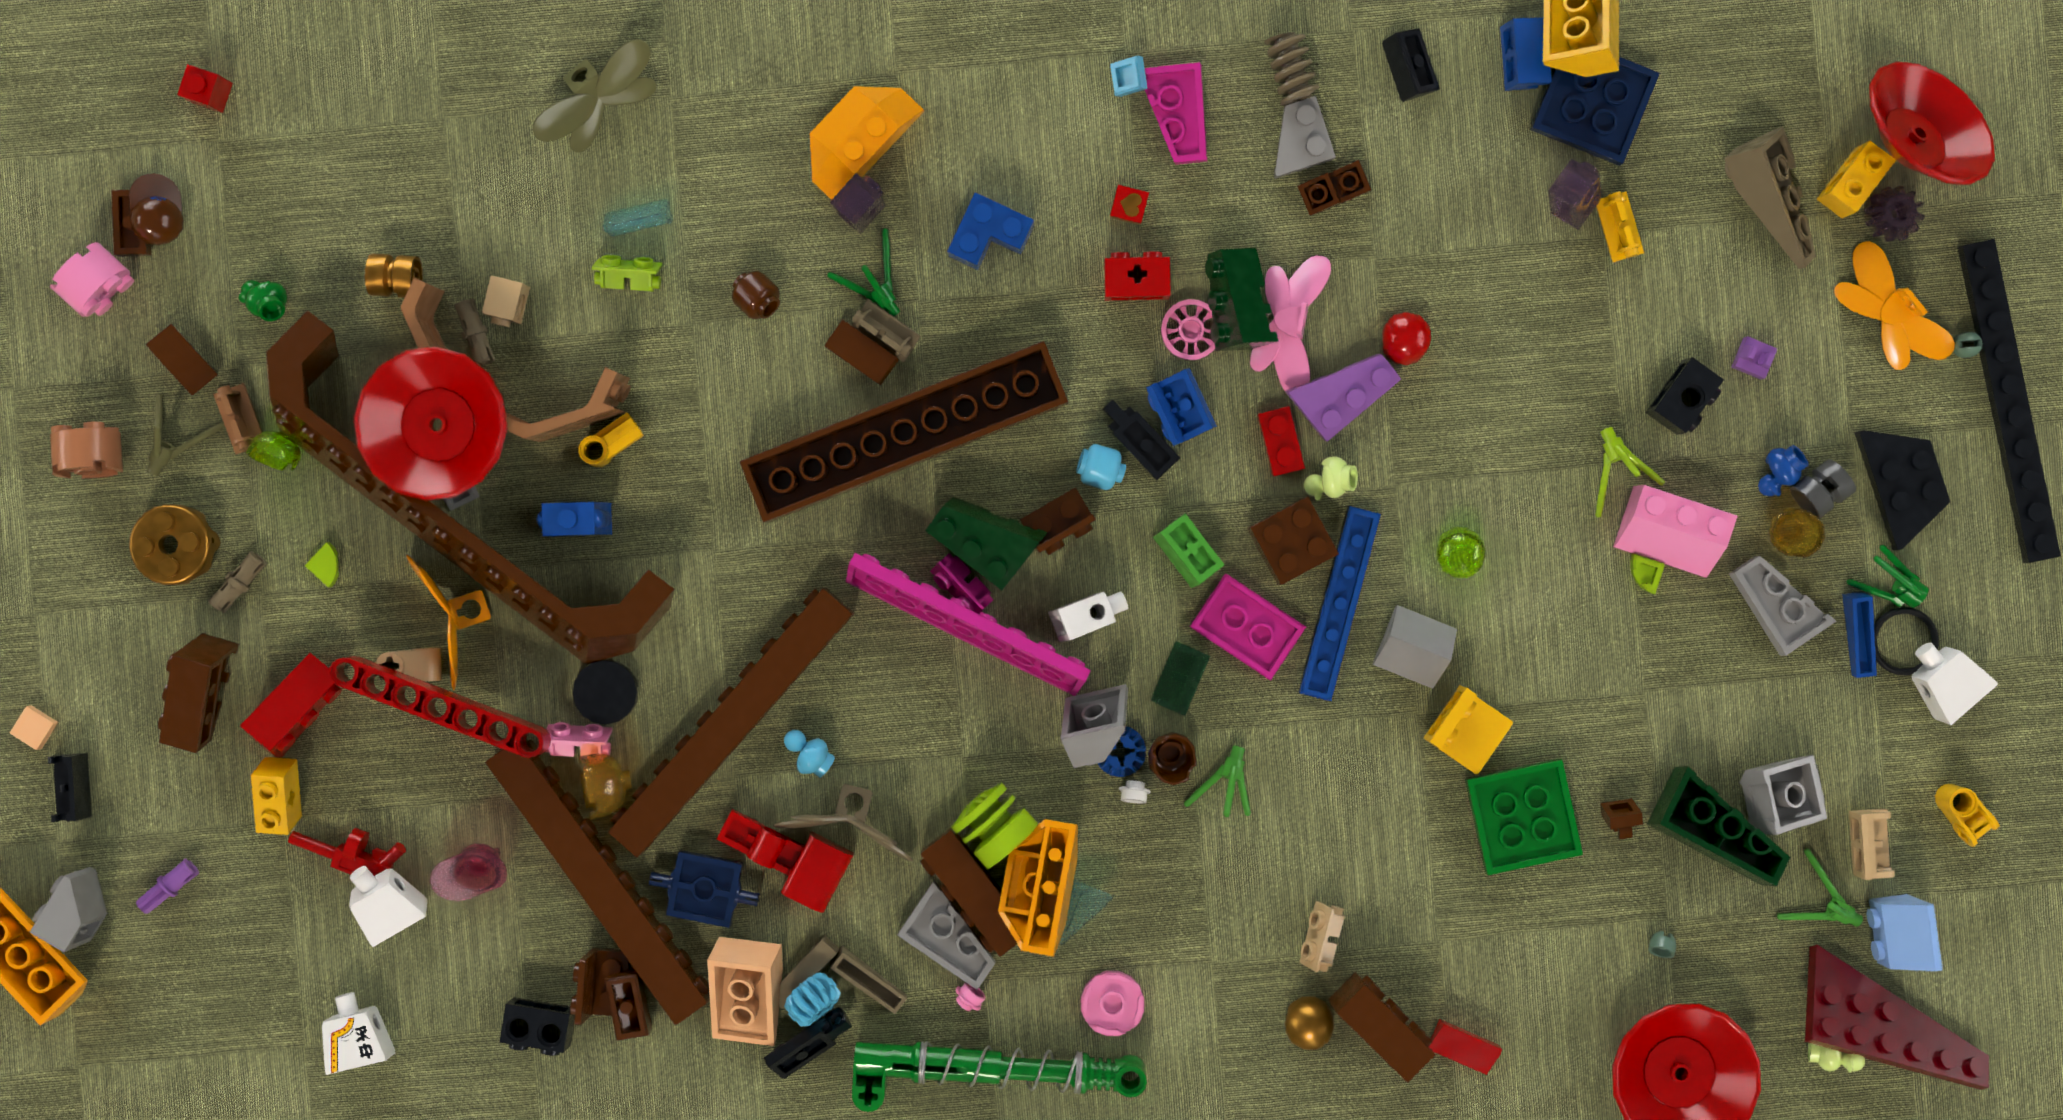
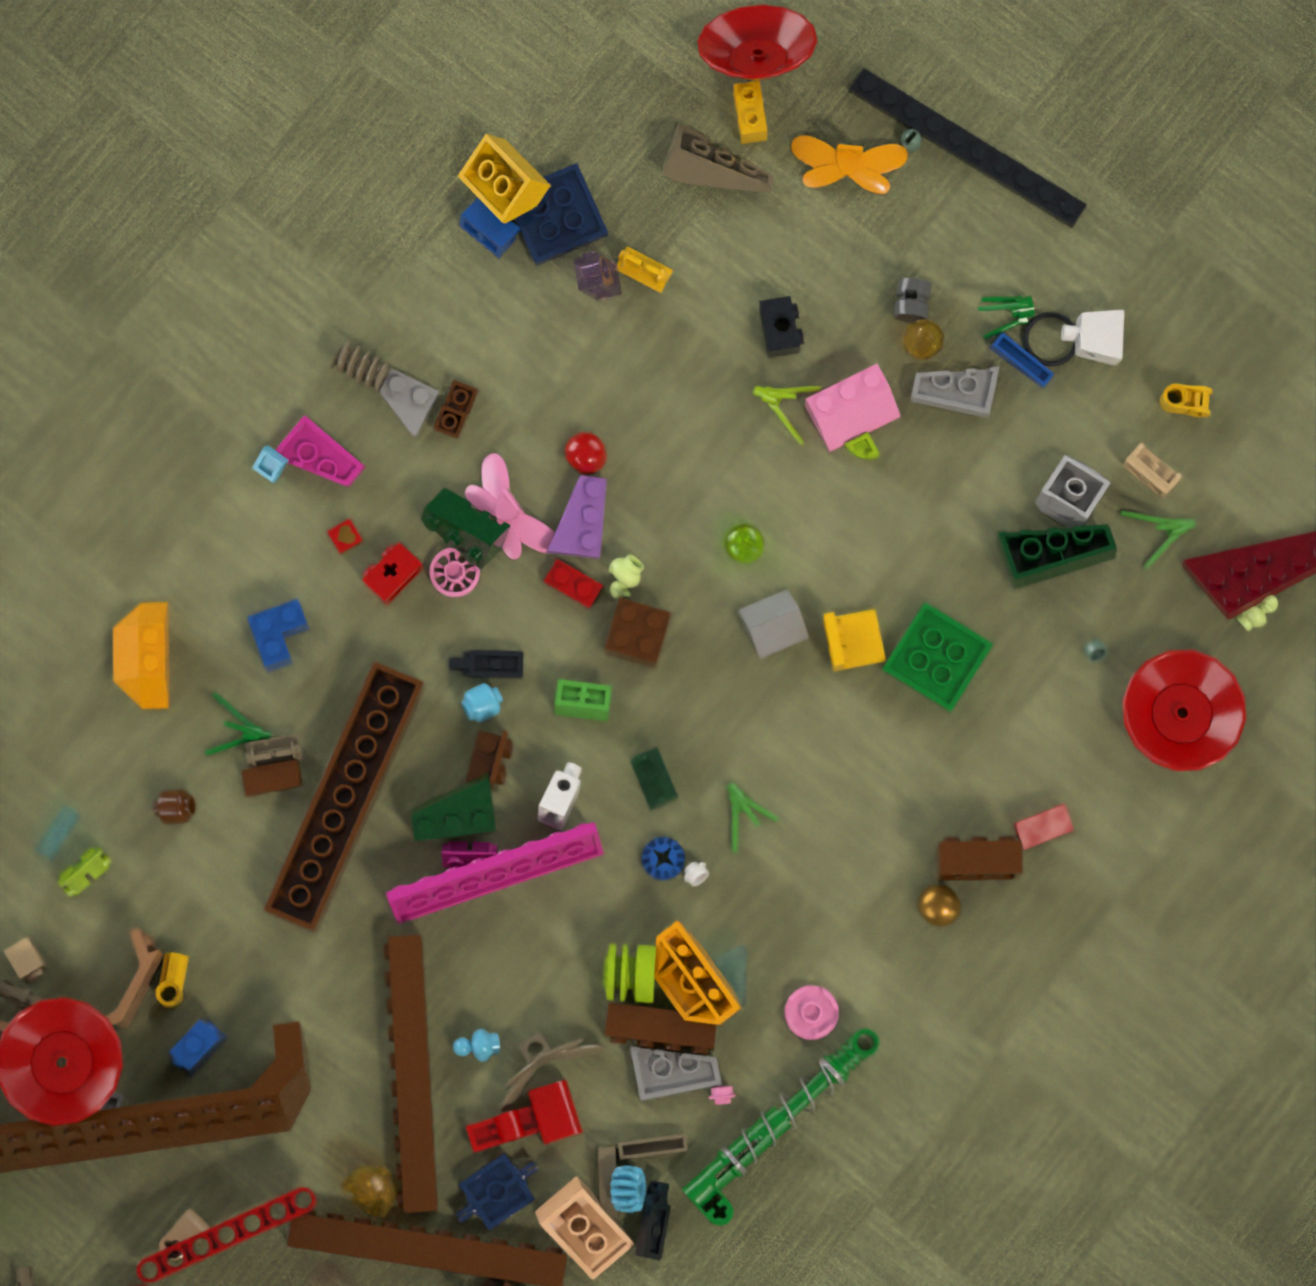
camera: 40 degrees left, 10 degrees down
(325, 565) = (69, 1230): lime tile -> none
(454, 622) = (151, 1173): light orange piece -> none
(590, 738) = (336, 1172): bright pink hinge -> none
(605, 692) = (318, 1134): black tile -> none
(859, 202) = (183, 690): clear purple brick -> none
(1093, 724) = (630, 855): light grey slope -> none
(1172, 758) = (696, 829): reddish brown hair -> none
(1180, 407) = (494, 621): blue bracket -> none
(1247, 626) = (663, 710): dark pink tile -> none
(1317, 951) = (886, 835): tan hinge -> none
(1339, 603) = (704, 643): blue tile -> none
(1410, 64) = (428, 297): black slope -> none
(1621, 816) = (993, 600): reddish brown tile -> none
(1754, 358) = (797, 266): medium lavender tile -> none
(1786, 470) = (879, 309): blue animal -> none
(1903, 482) = (955, 250): black wing -> none
(1904, 933) = (1220, 503): light blue slope -> none
(1906, 210) = (796, 118): gear -> none

